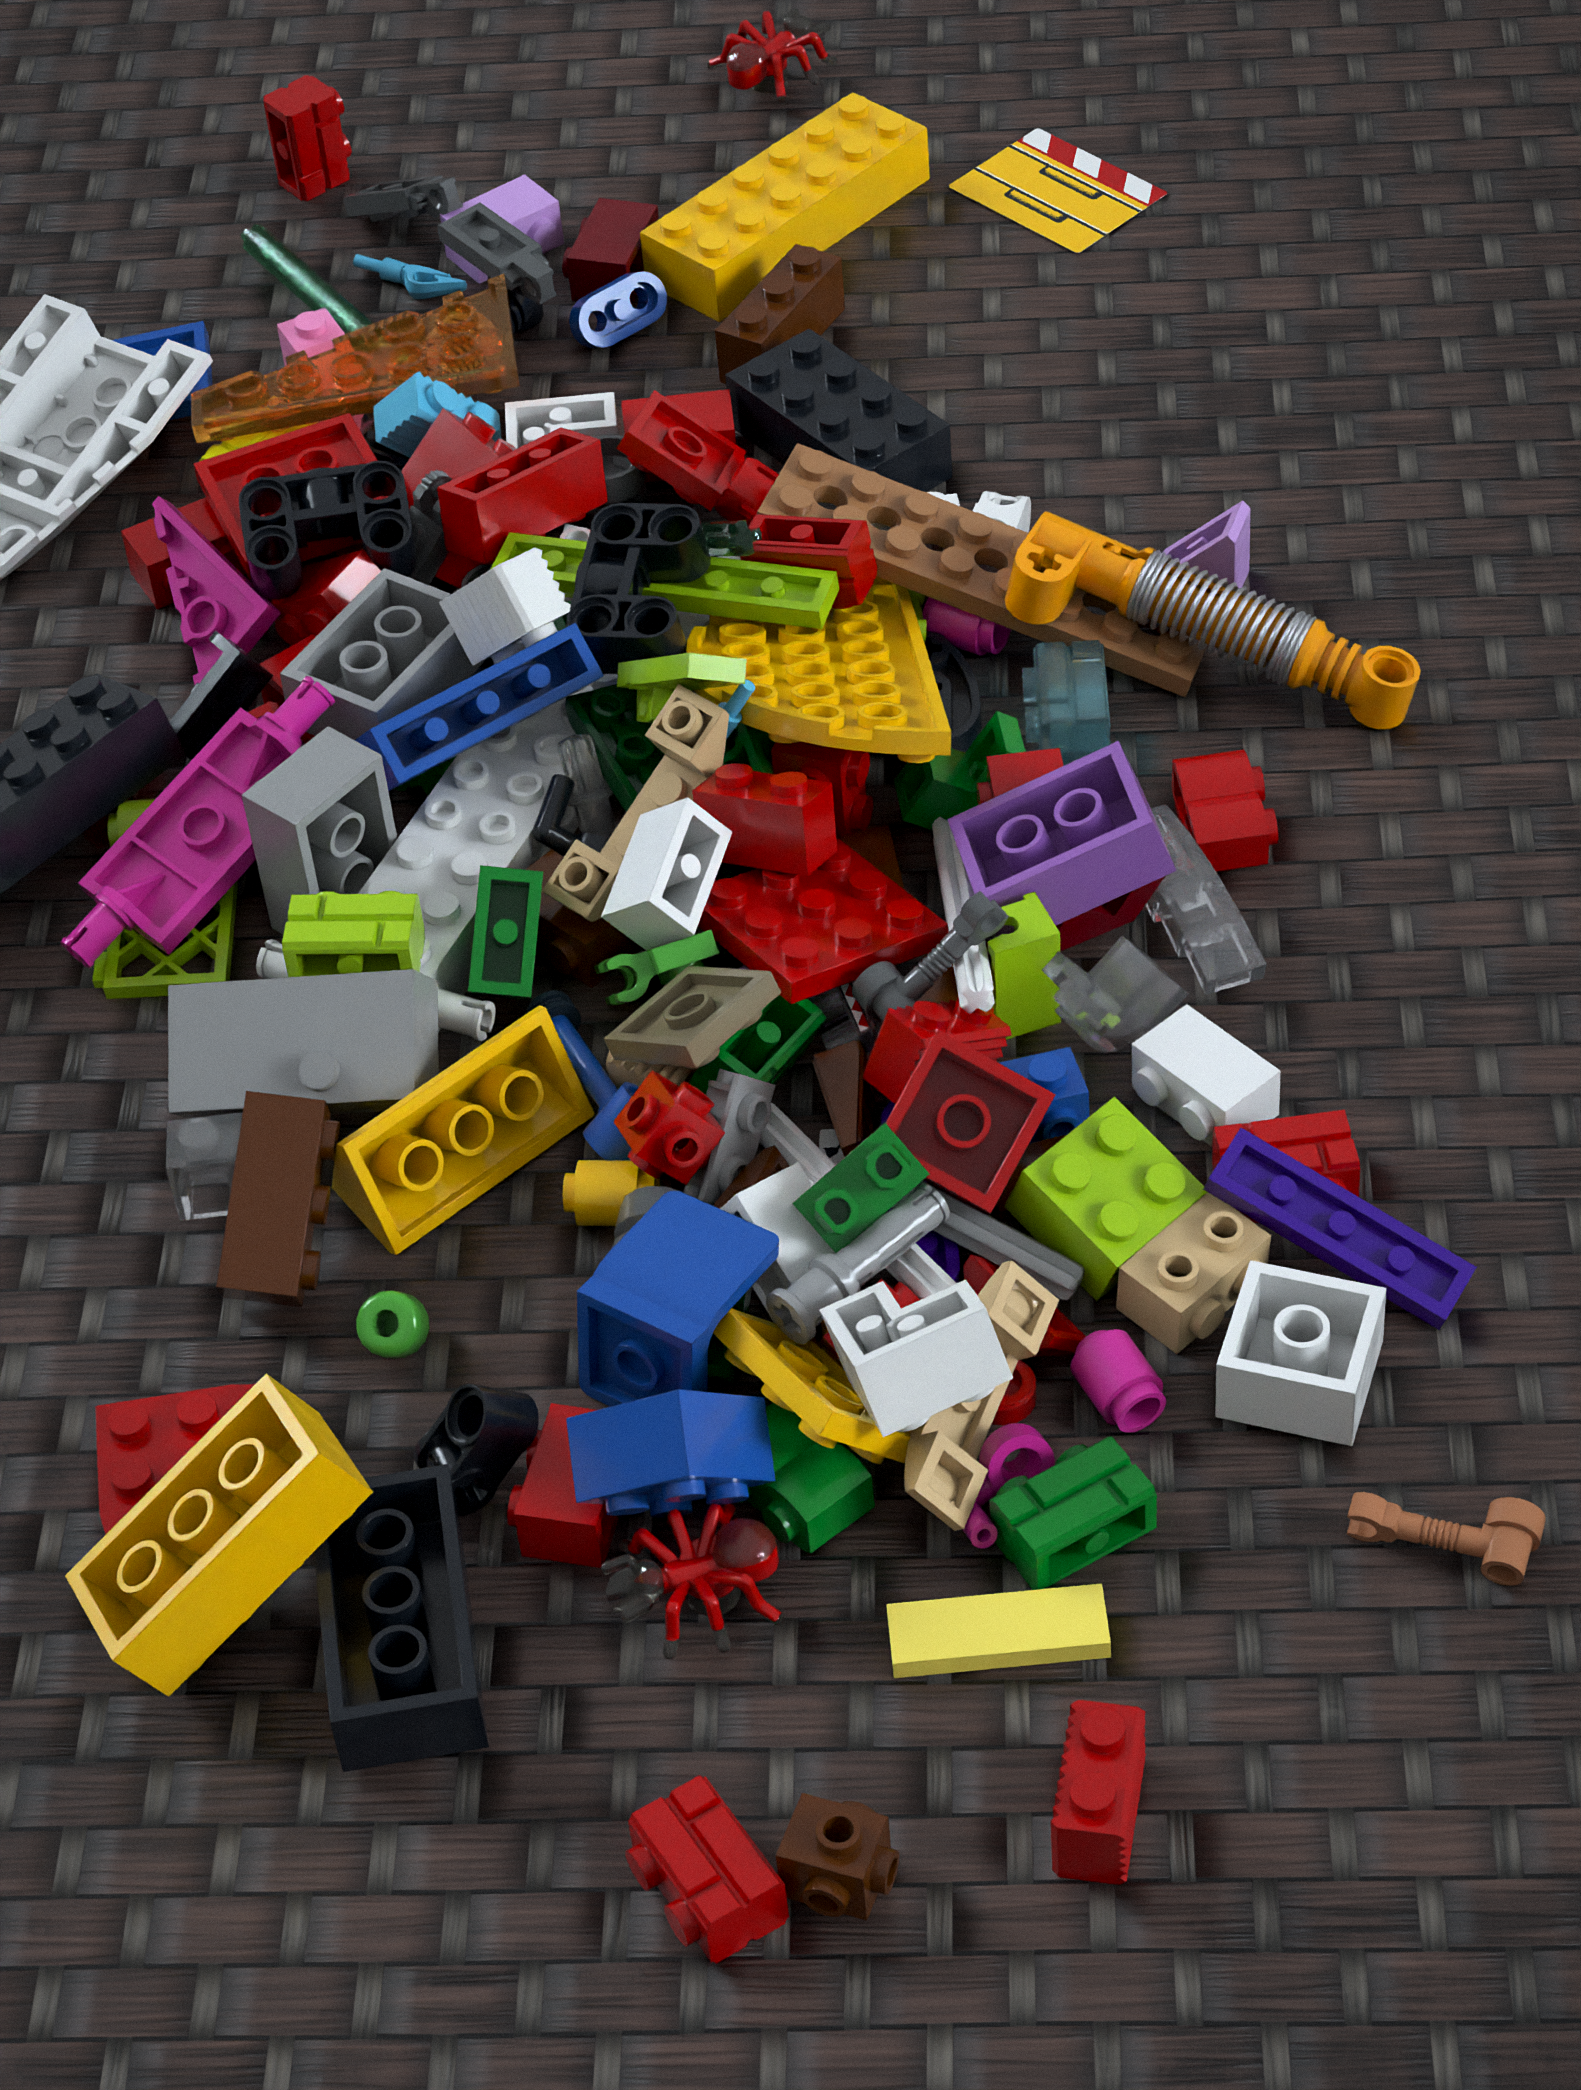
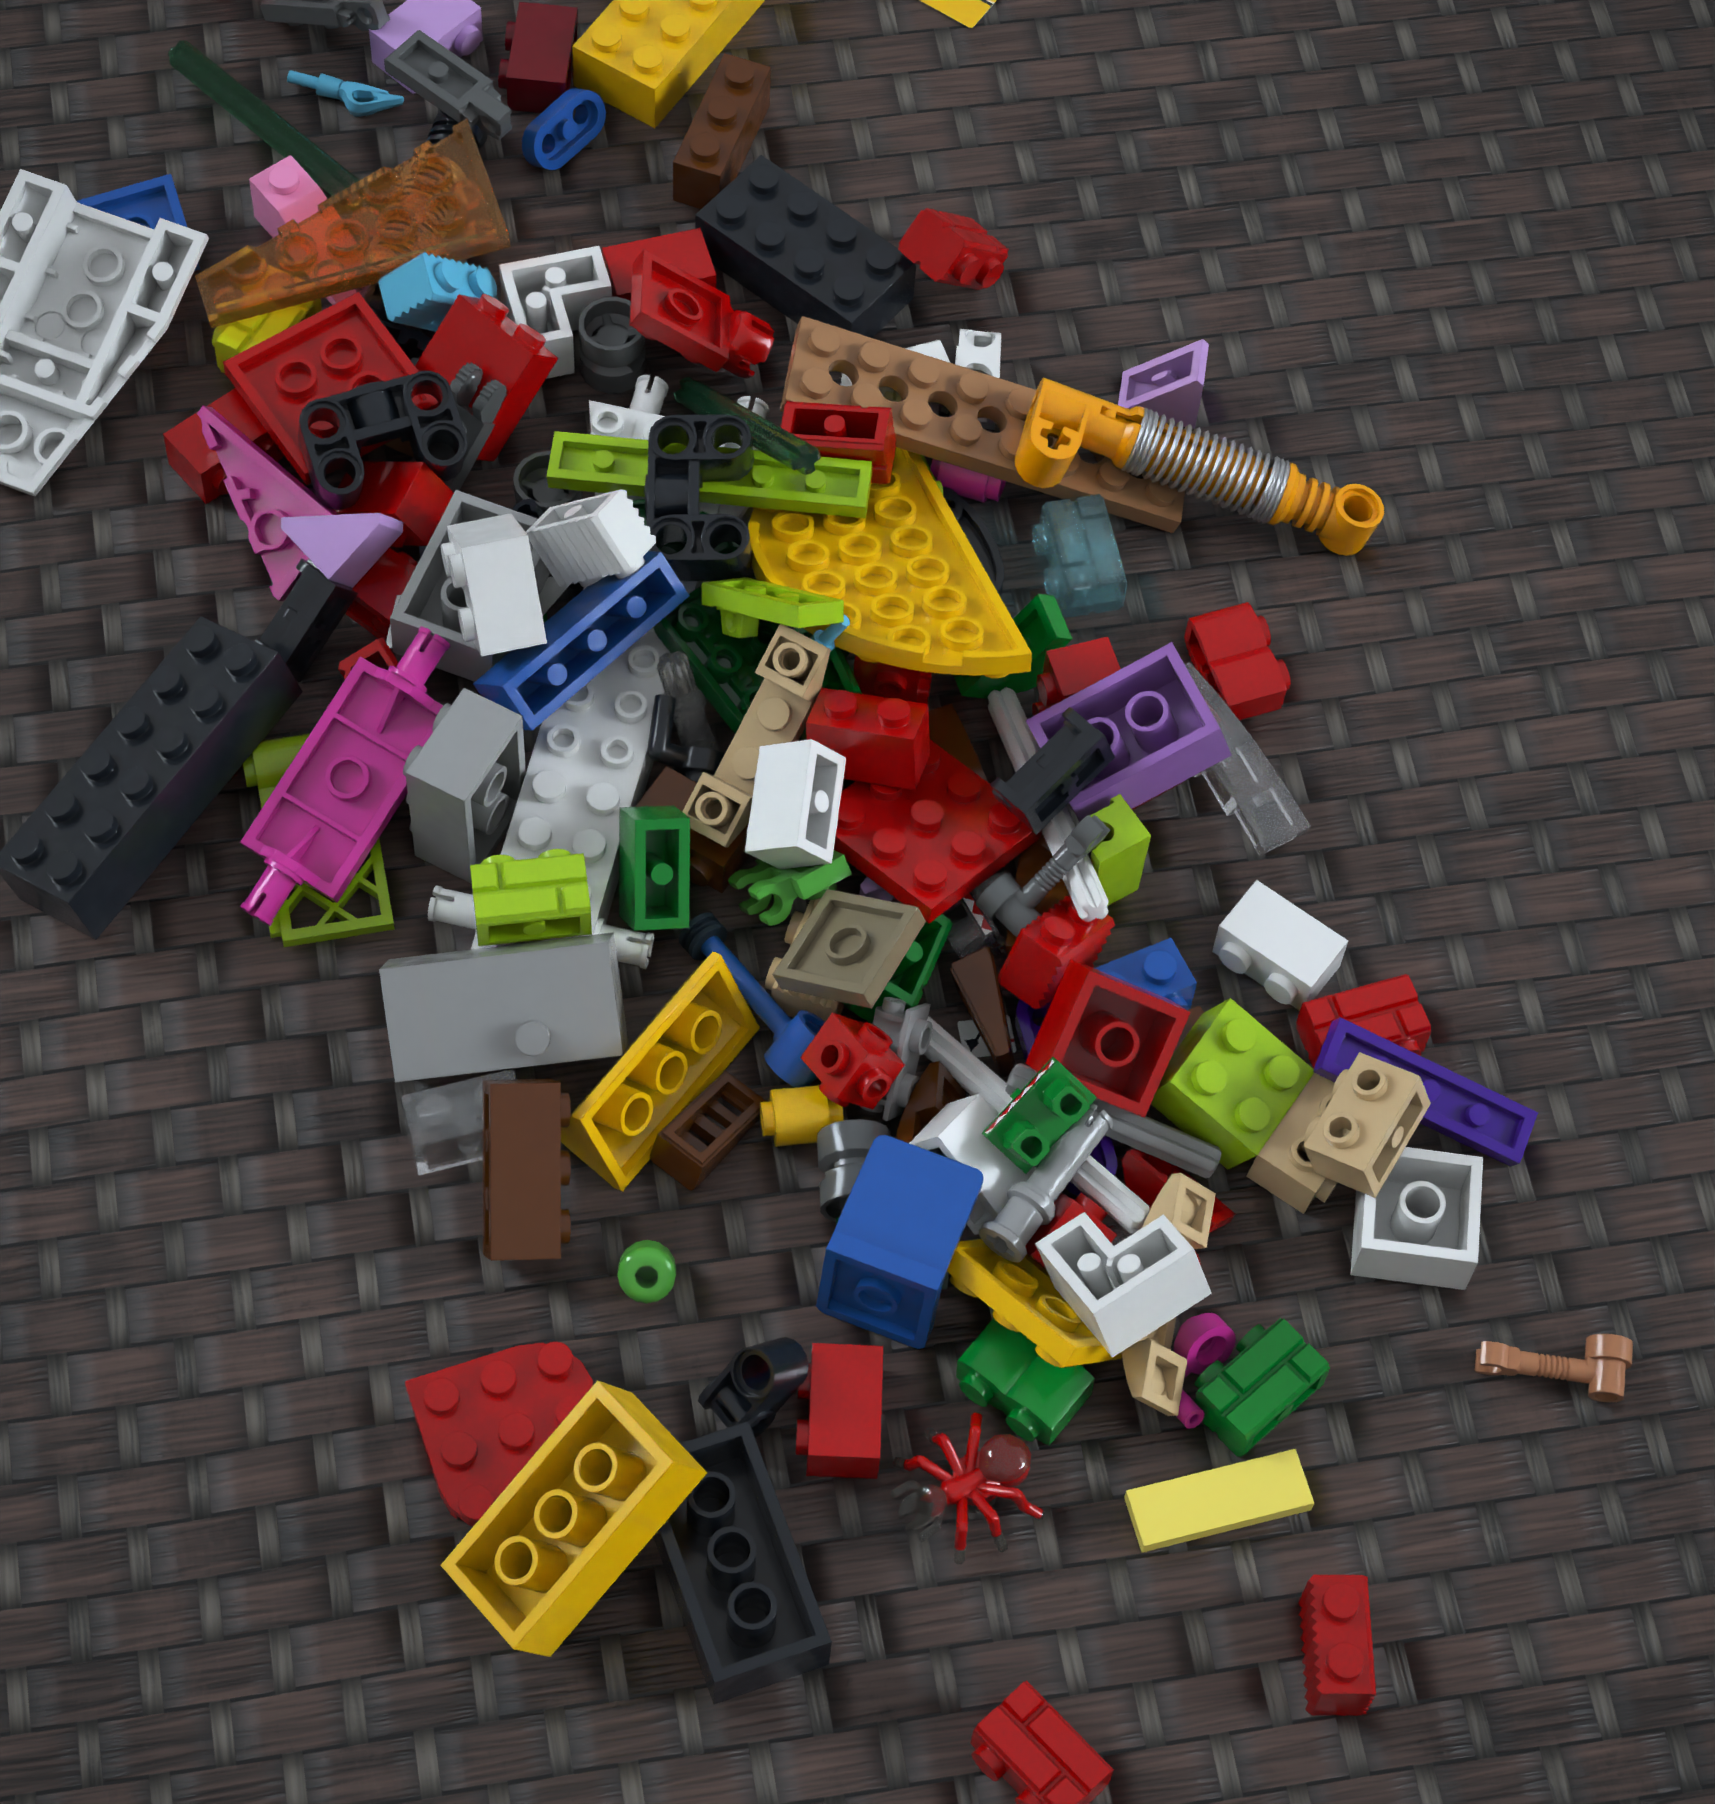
camera: 20 degrees left, 15 degrees up
(265, 616) = (343, 544): none -> lavender slope
(386, 634) = (499, 584): none -> white brick
(478, 1229) = (685, 1155): none -> reddish brown slope
(522, 493) = (554, 384): red brick -> none
(670, 1452) = (935, 1389): blue brick -> none
(837, 1857) = (1147, 1735): reddish brown brick -> none
(963, 864) = (1055, 772): none -> black hinge
(994, 418) = (954, 249): none -> red brick
(1117, 998) = (1189, 869): clear brick -> none
(1118, 1380) = (1269, 1253): dark pink brick -> none
(1245, 1232) = (1366, 1124): none -> tan brick

